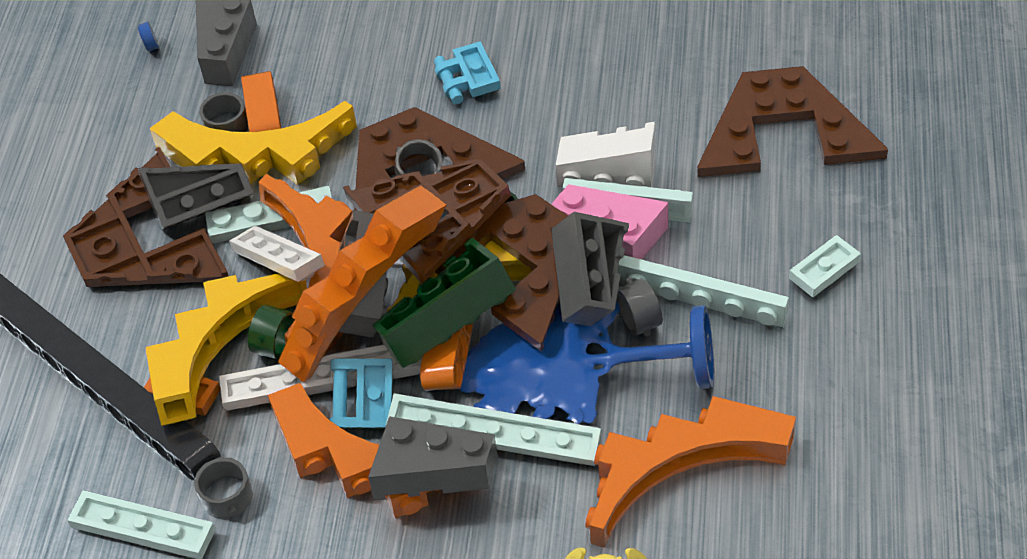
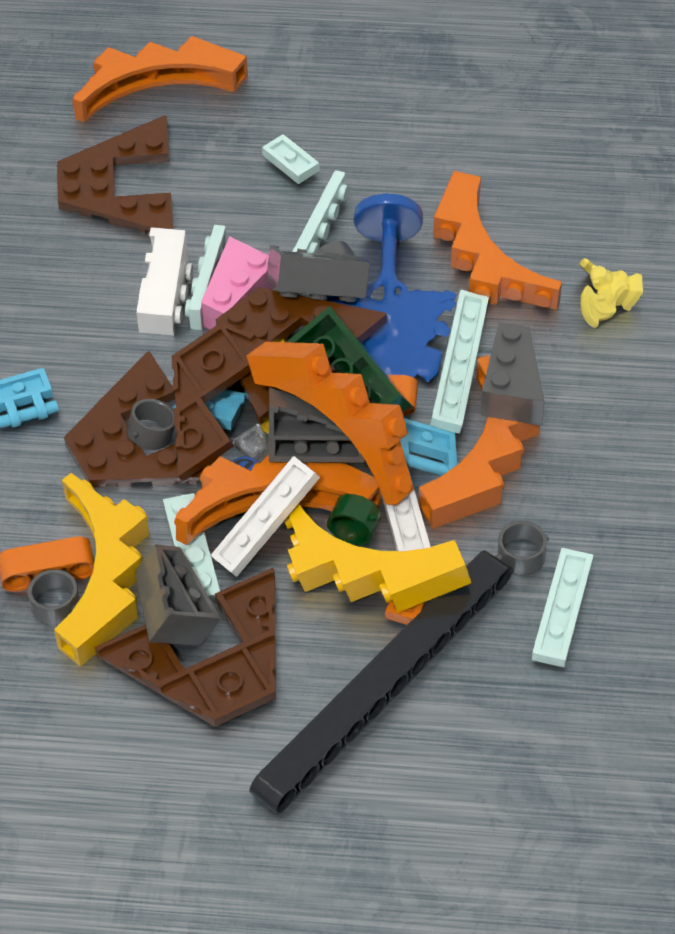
camera: 95 degrees left, 0 degrees up
(968, 130) = (157, 65): none -> orange arch

